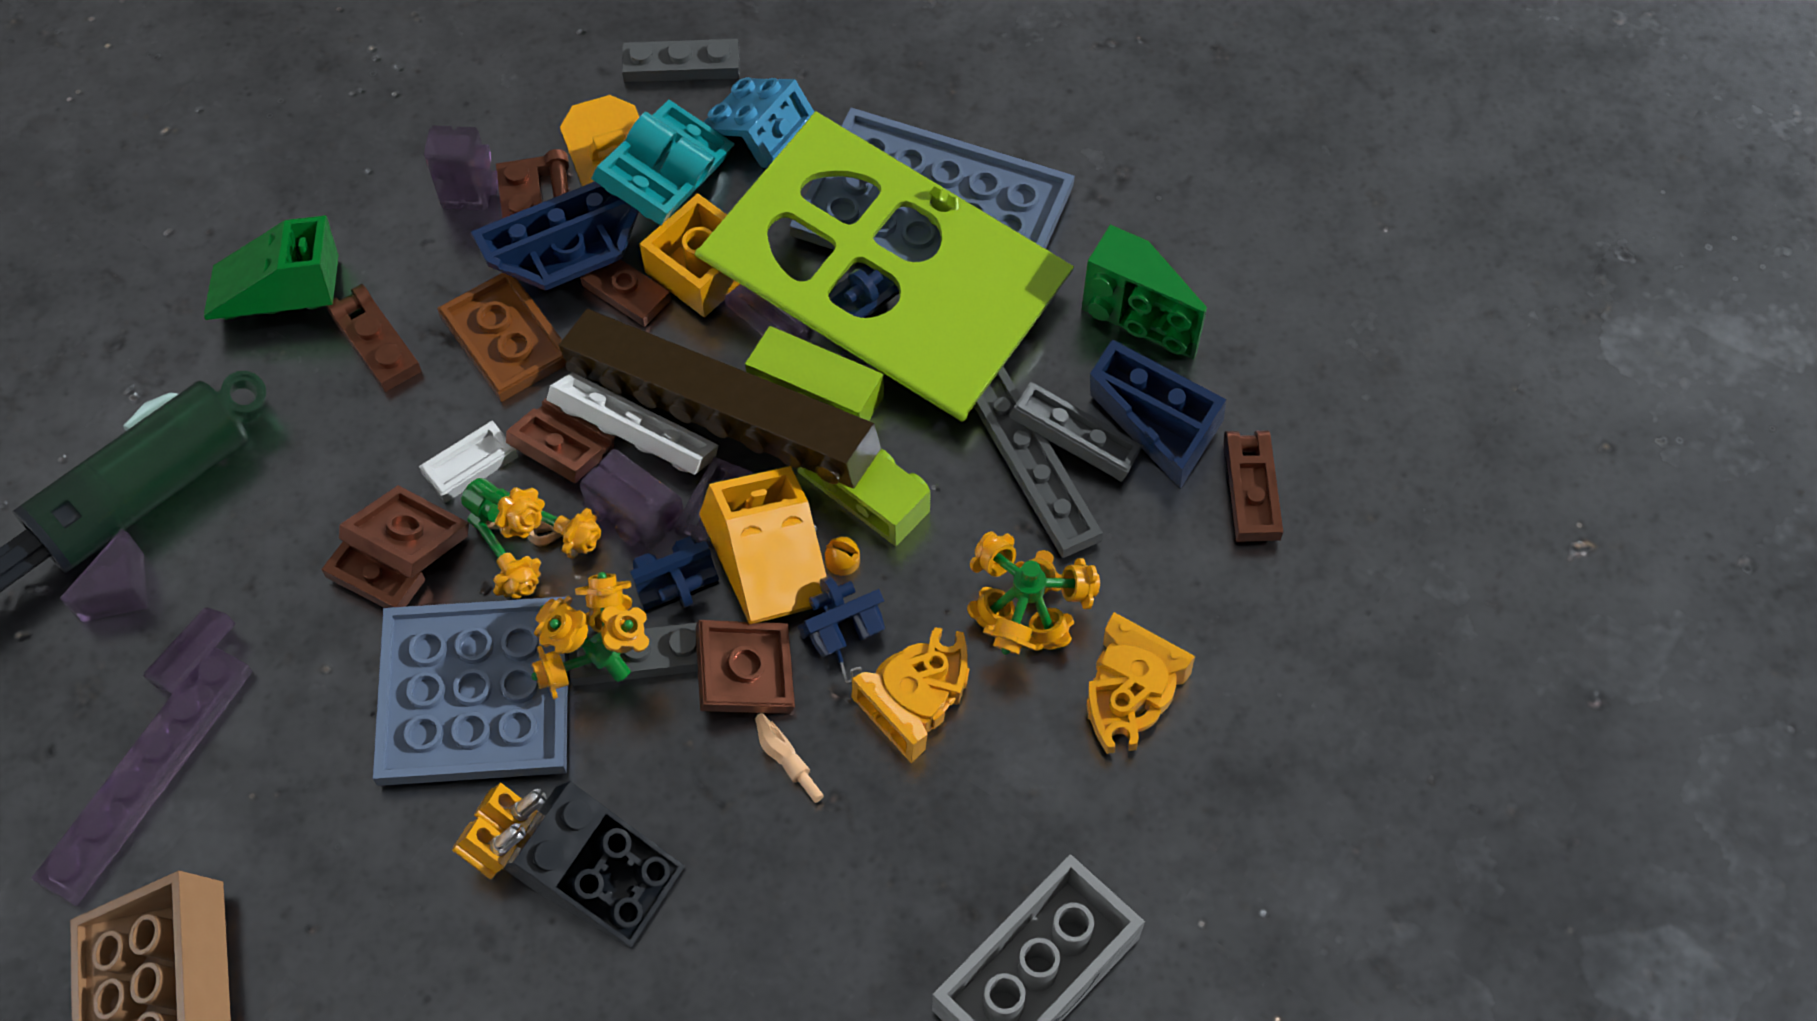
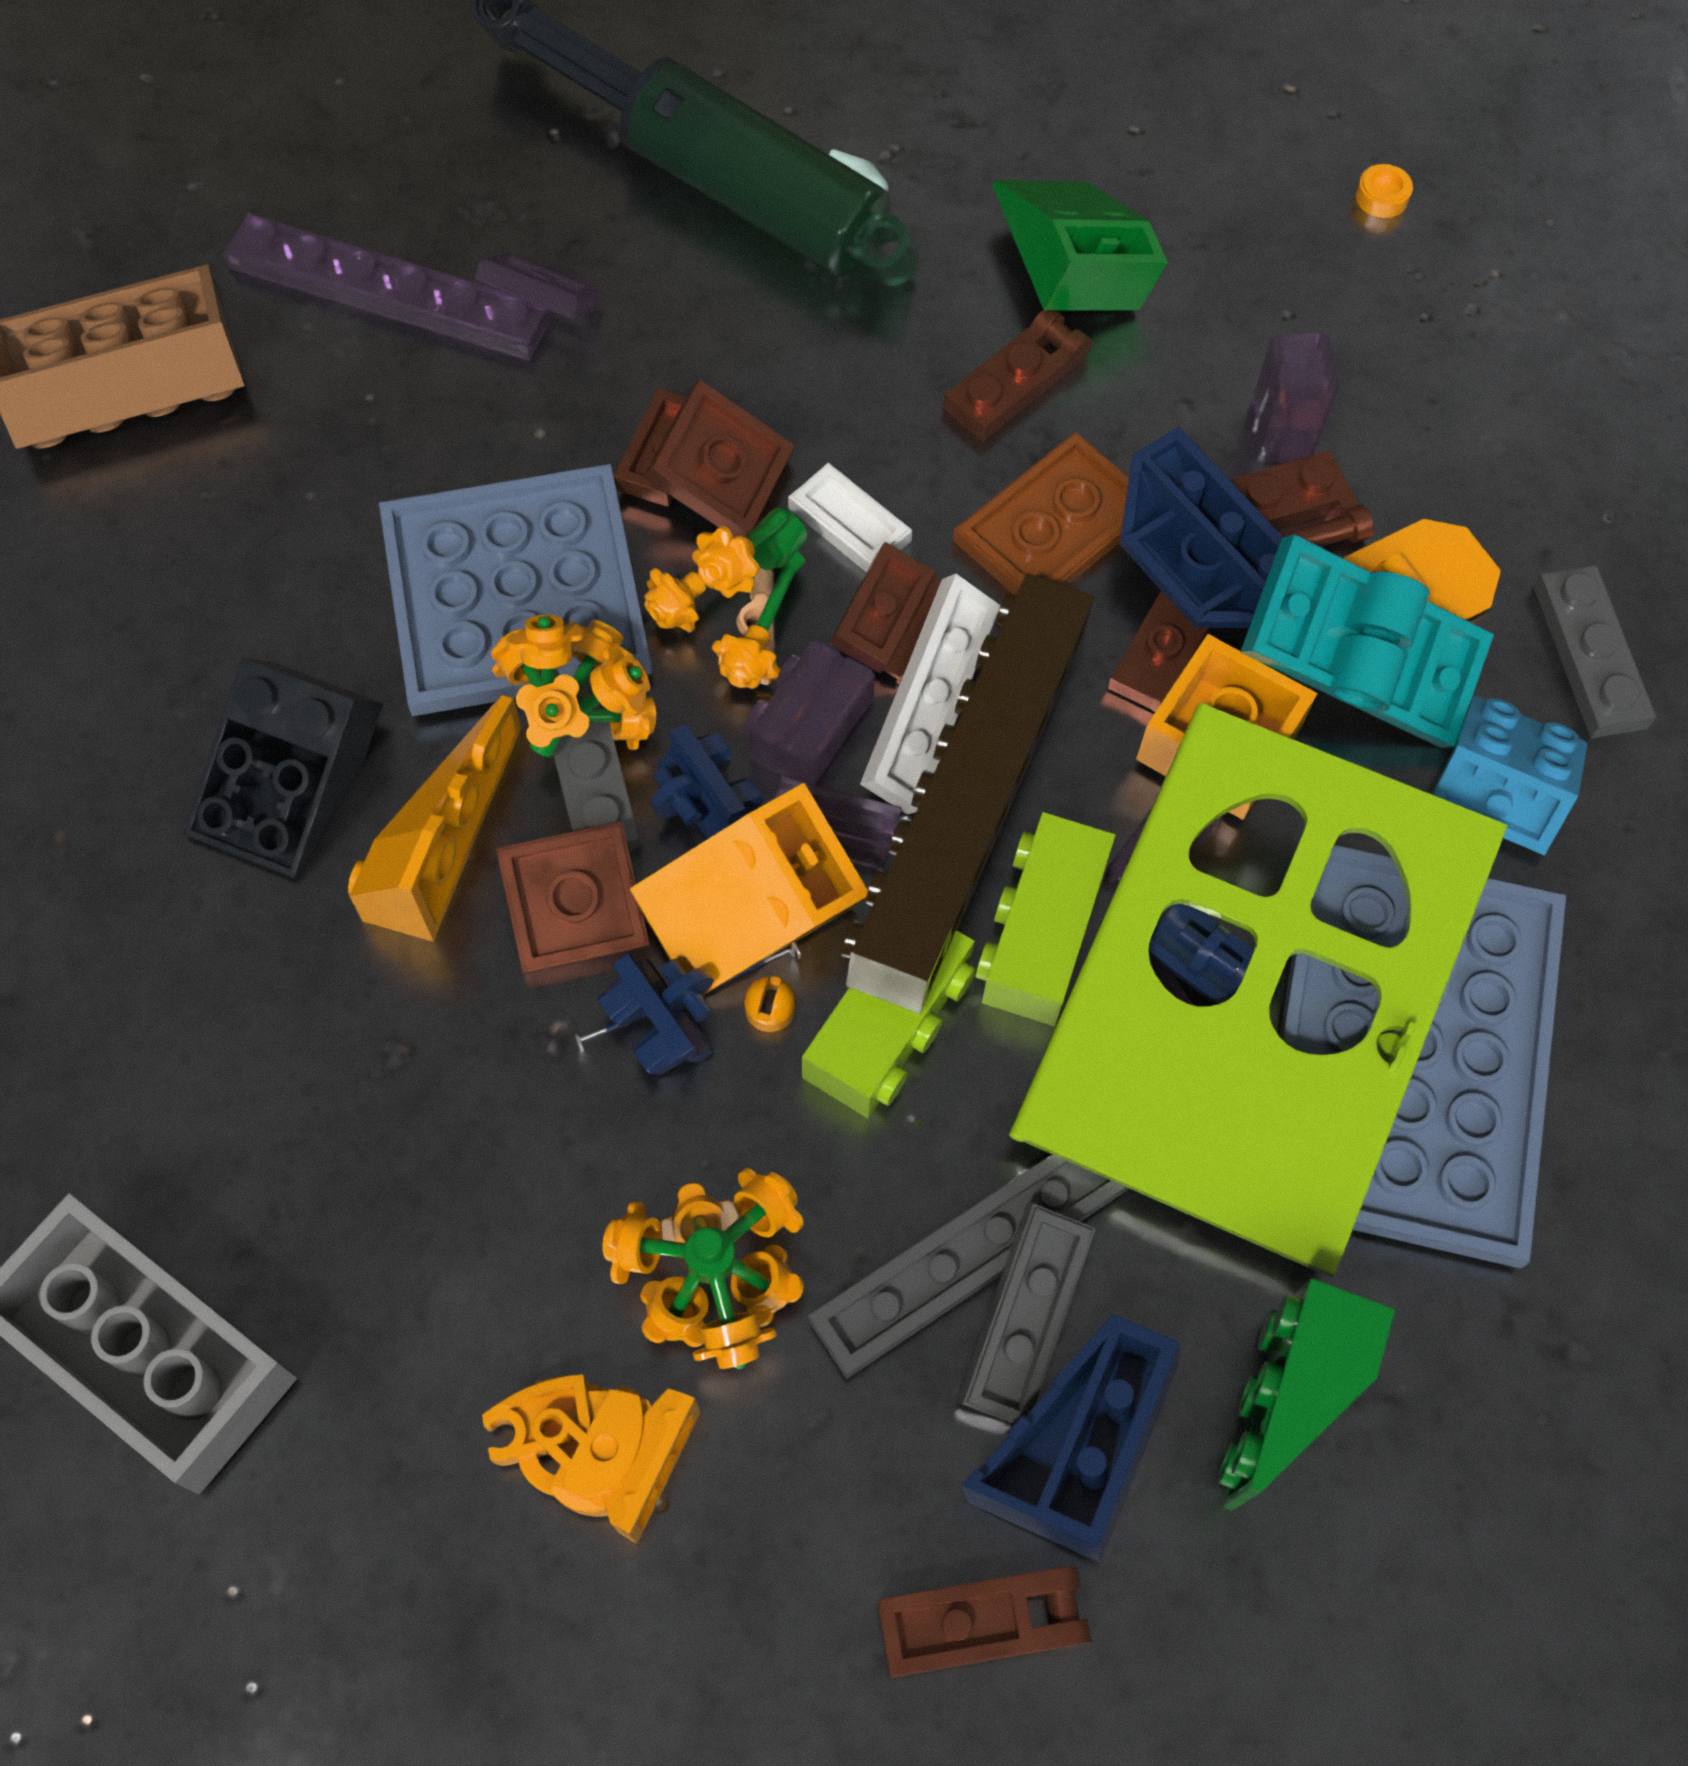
camera: 80 degrees right, 5 degrees up
(110, 583) = (622, 190): clear purple slope -> none
(282, 92) = (1384, 191): none -> light orange tile
(497, 828) = (285, 648): light orange piece -> none
(693, 757) = (425, 846): none -> light orange wedge
(781, 750) = (457, 970): light nougat hand -> none
(914, 691) = (547, 1126): light orange piece -> none

